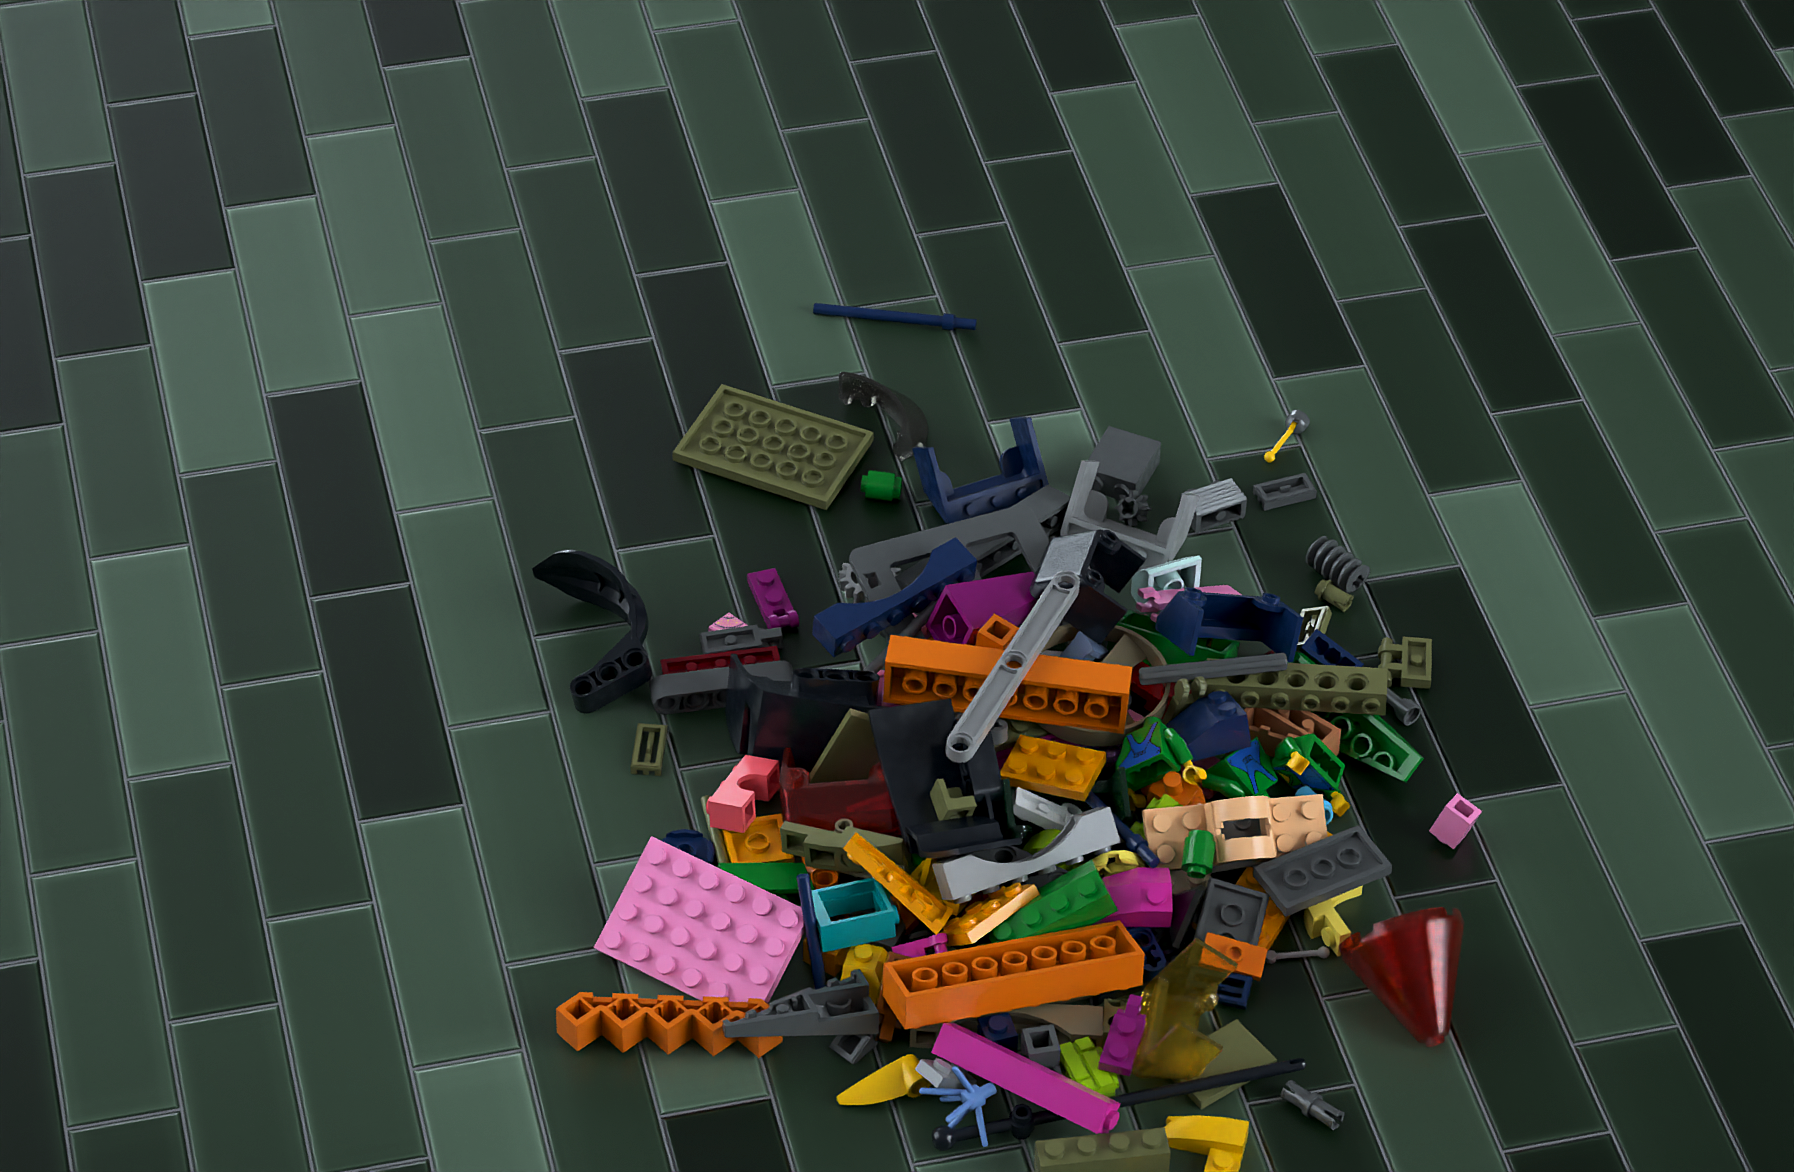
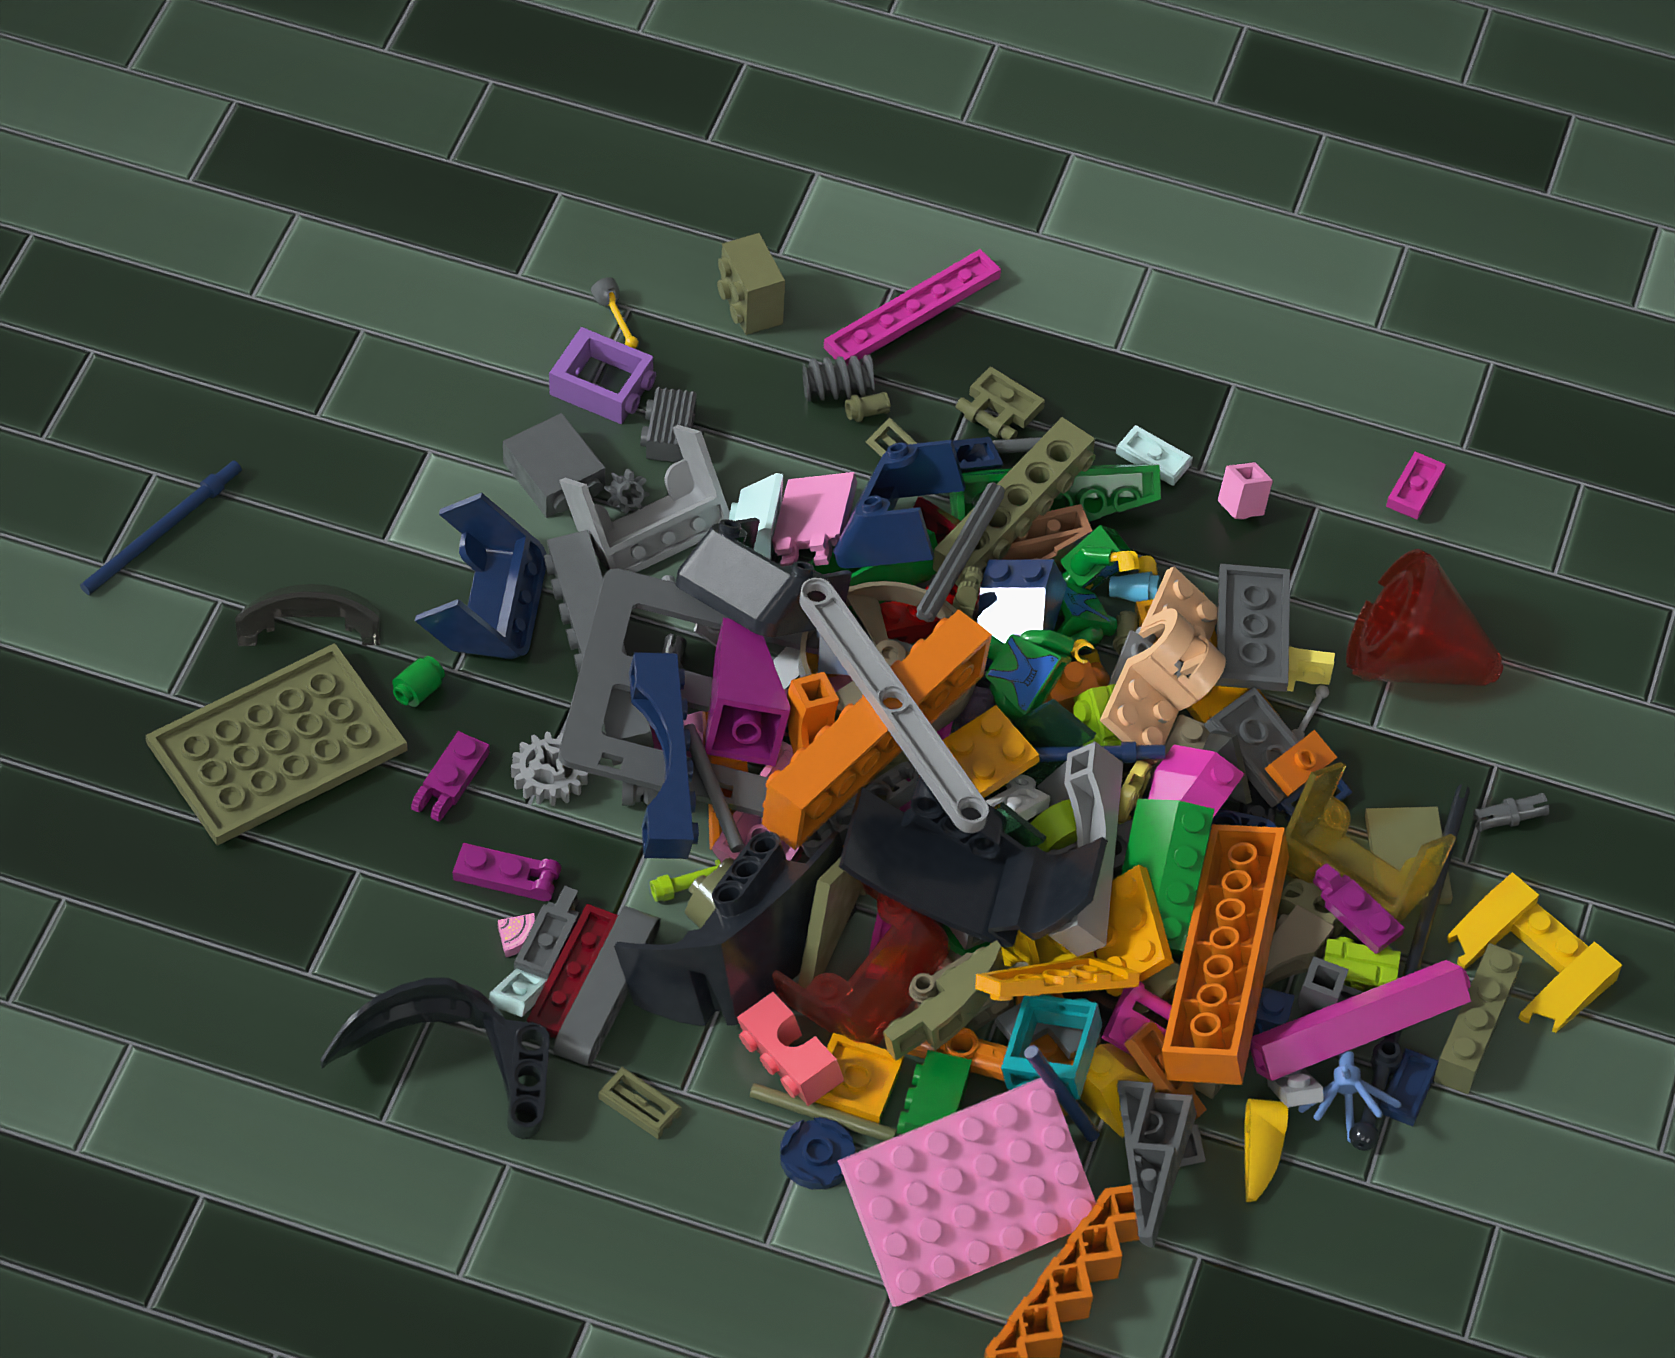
camera: 60 degrees left, 10 degrees up
(672, 642) = (517, 992): none -> light aqua plate
(822, 539) = (451, 774): none -> magenta hinge
(950, 802) = (983, 876): olive panel -> none
(1009, 1151) = (1410, 1086): none -> dark blue tile
(1198, 854) = (1183, 709): green brick -> none
(1220, 434) = (613, 406): none -> medium lavender window
(1288, 492) = (684, 379): dark grey tile -> none
(1369, 481) = (751, 284): none -> olive brick
(1445, 764) = (1144, 448): none -> light aqua plate
(1447, 578) = (913, 307): none -> dark pink plate
(1567, 921) = (1416, 485): none -> dark pink plate

